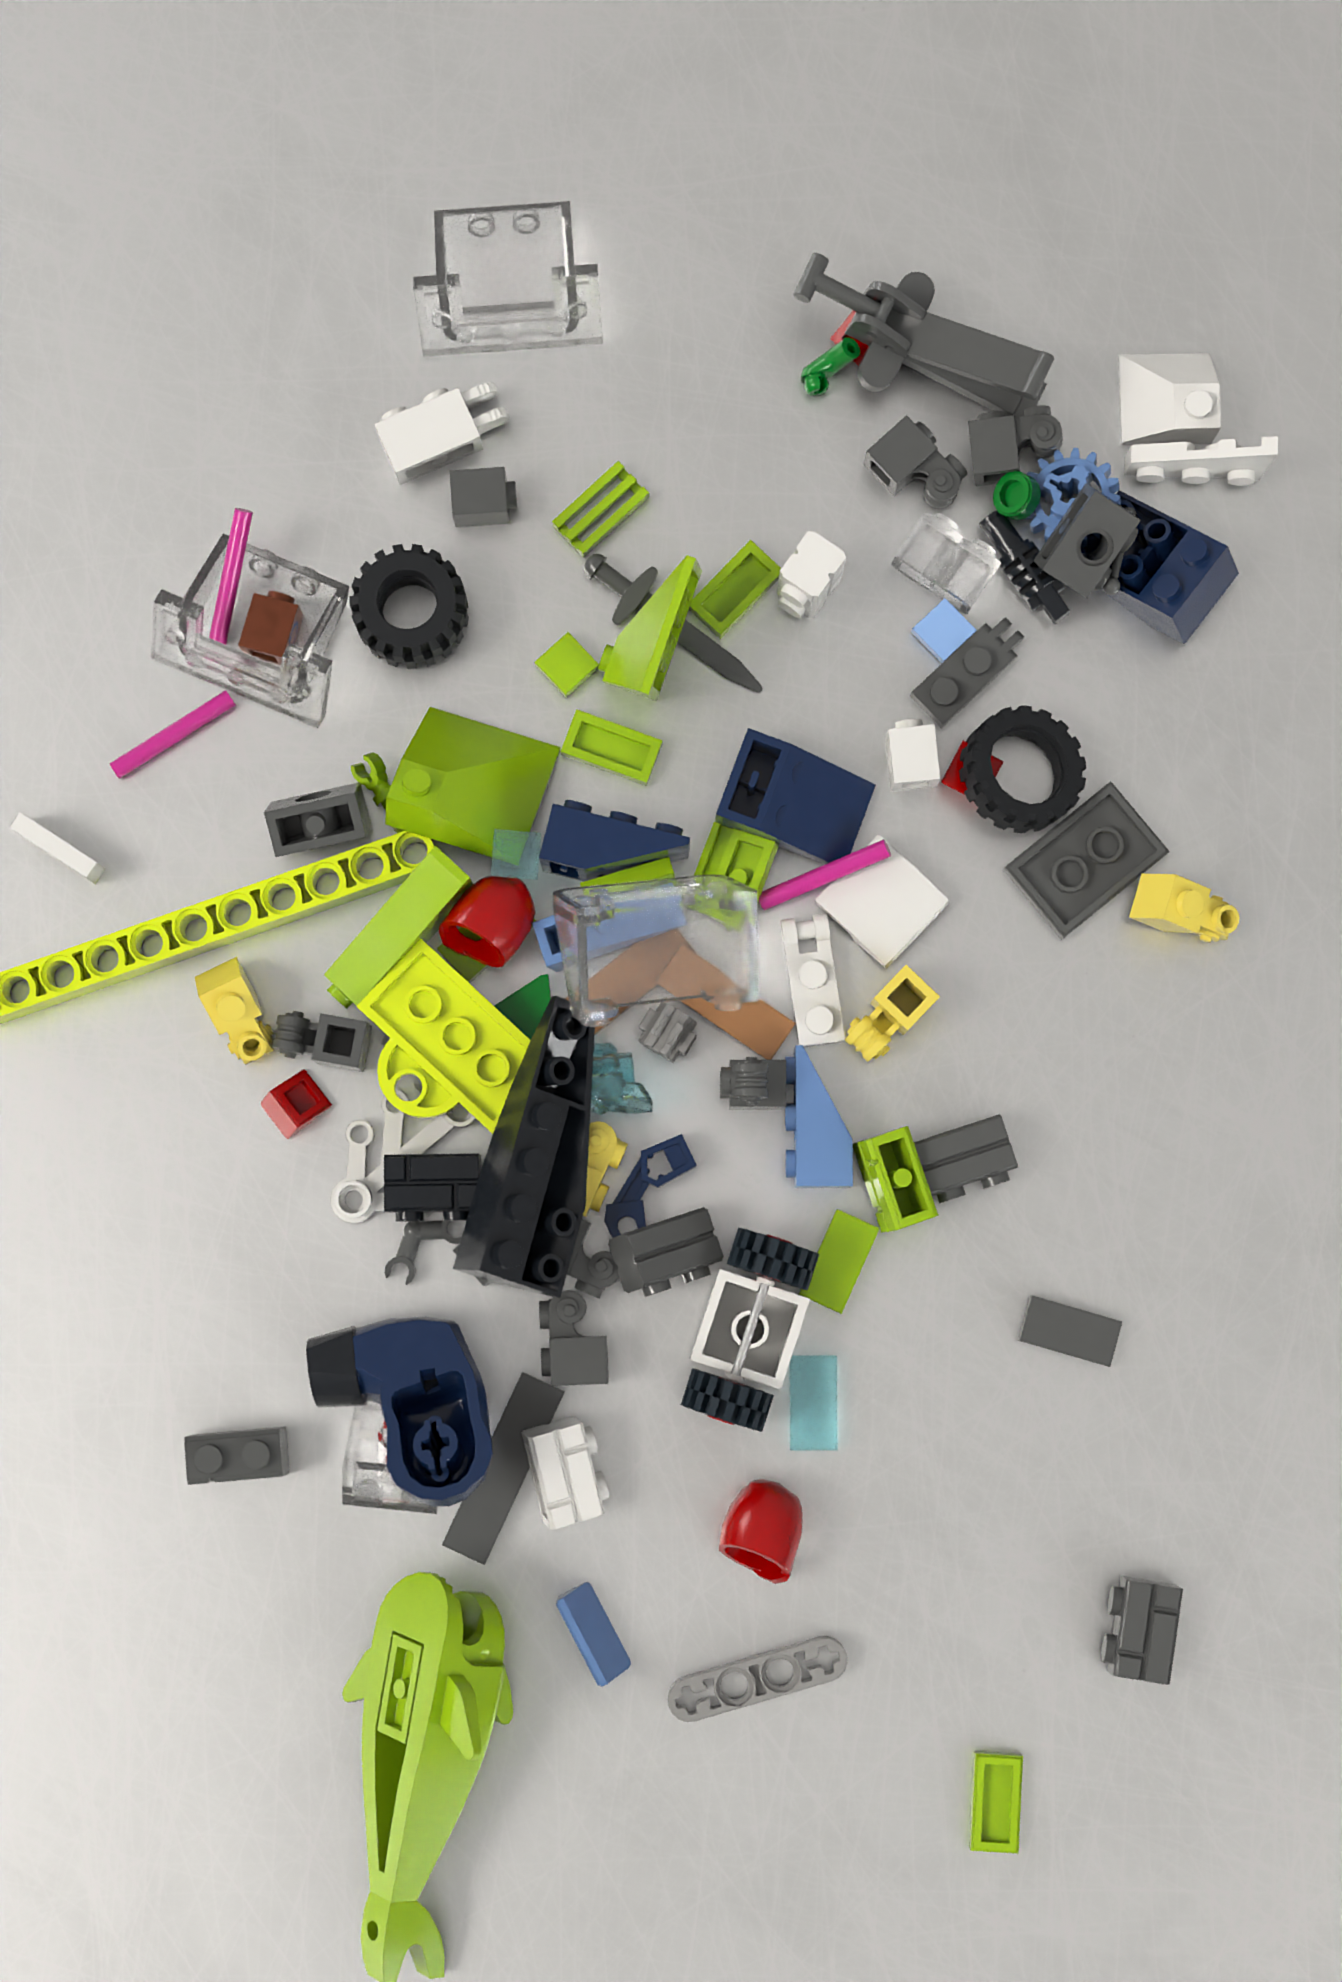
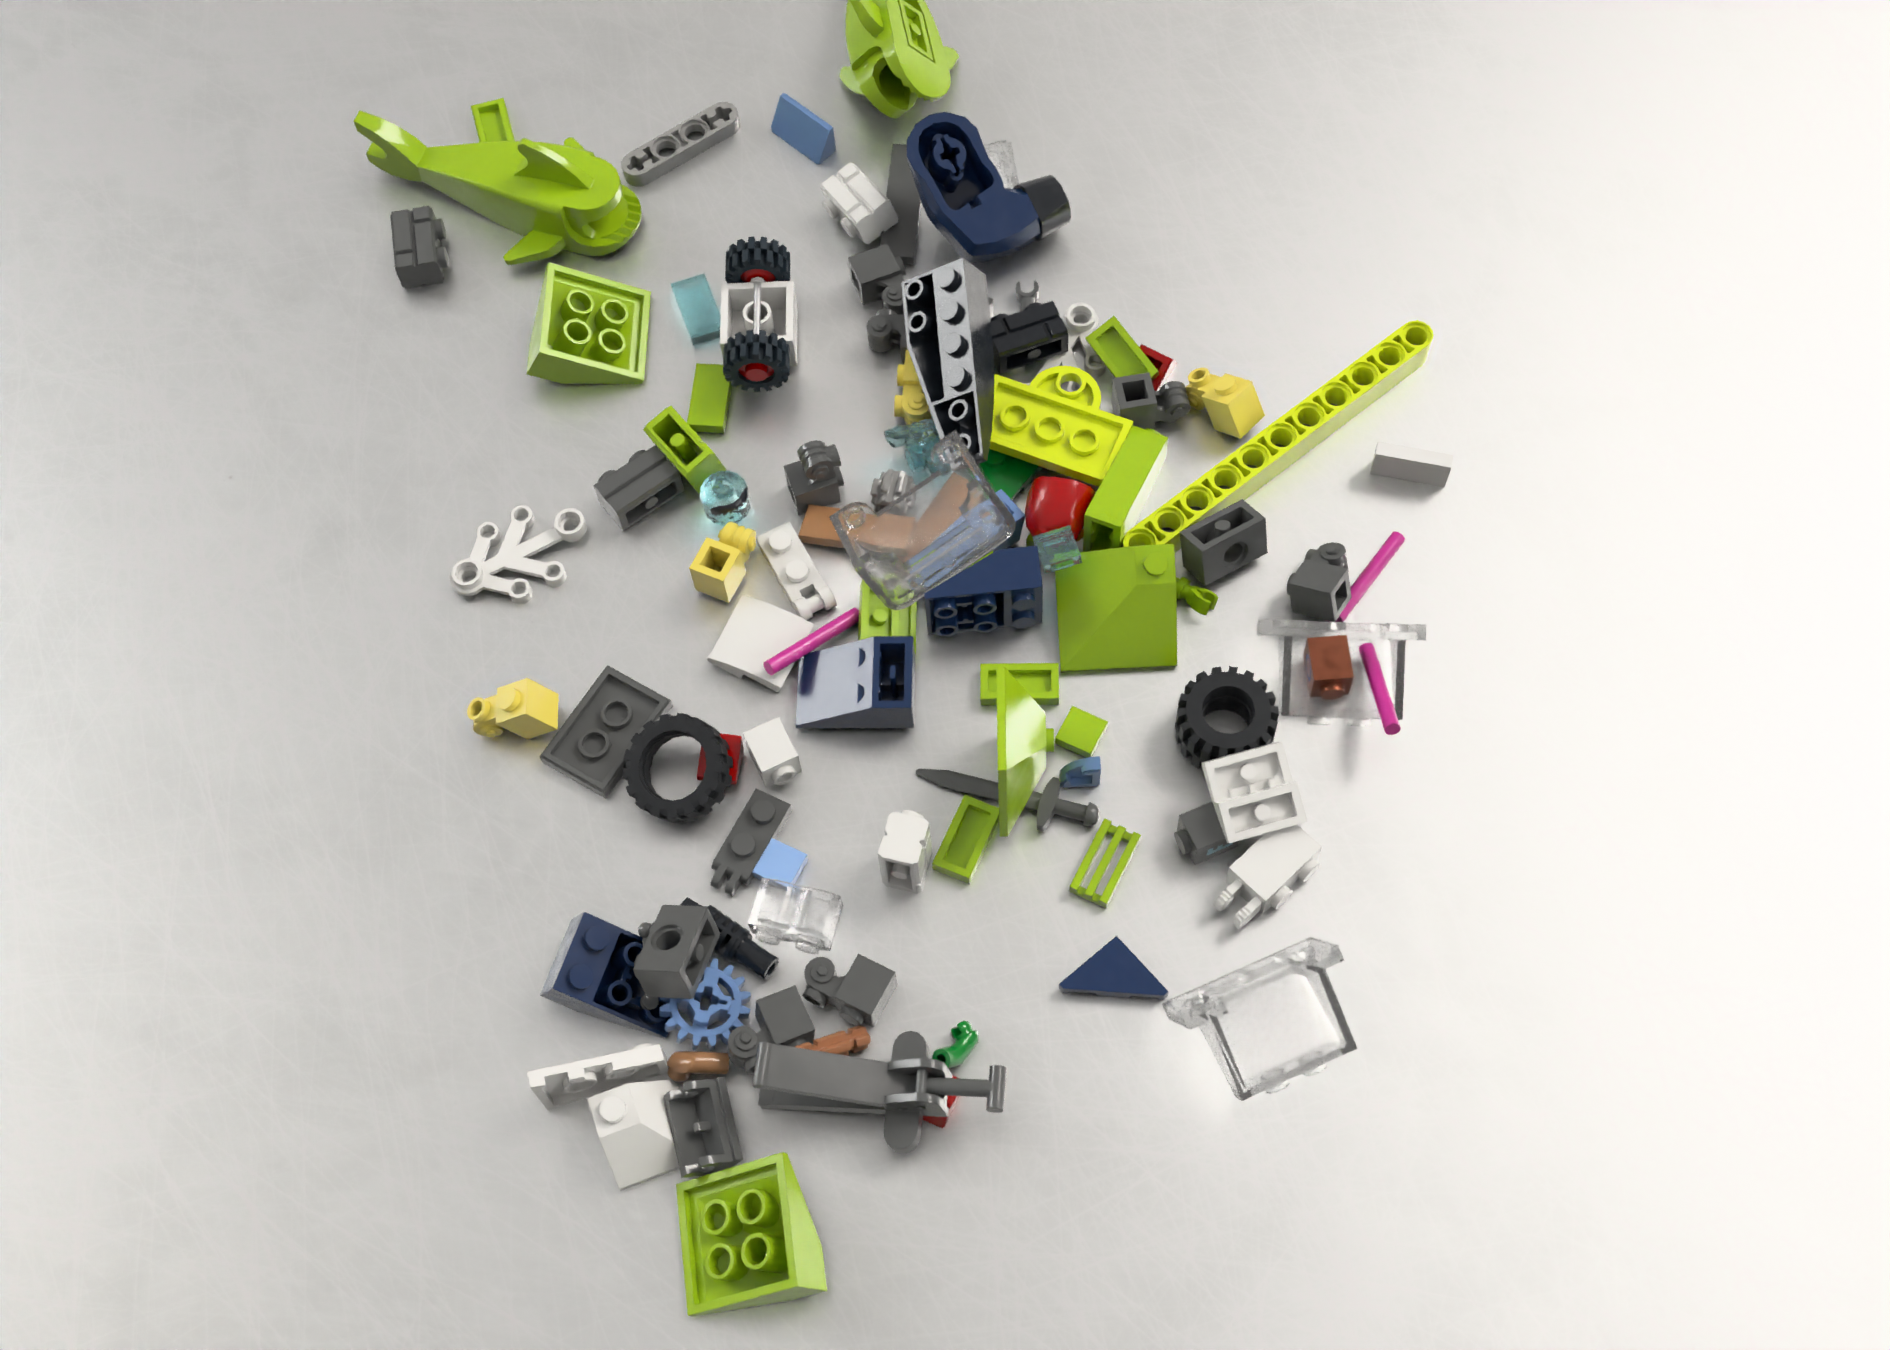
camera: 165 degrees right, 20 degrees down
(236, 1455) = (1089, 145): dark grey brick -> none
(239, 728) = (1321, 583): none -> dark grey brick
(327, 1118) = (1119, 350): none -> lime tile
(420, 499) = (1254, 792): none -> white slope
(579, 611) = (1081, 773): none -> medium blue tile
(628, 1201) = (878, 381): dark blue piece -> none
(638, 389) = (1114, 973): none -> dark blue tile
(666, 1250) = (837, 349): dark grey brick -> none
(764, 1523) = (705, 213): red piece -> none
(821, 1140) = (747, 452): medium blue slope -> none
(855, 1111) = (725, 497): none -> clear light blue head
(950, 1638) = (536, 189): none -> lime animal
(957, 406) = (841, 1042): none -> nougat axle
(958, 1411) = (589, 330): none -> lime slope
(1016, 495) = (751, 983): green tile -> none
(1070, 1331) = (523, 409): dark grey tile -> none
(1099, 248) = (748, 1238): none -> lime slope
(1102, 441) = (684, 1063): none -> medium nougat arm
(1110, 371) = (703, 1127): none -> dark grey hinge
(1136, 1125) = (515, 556): none -> white plant

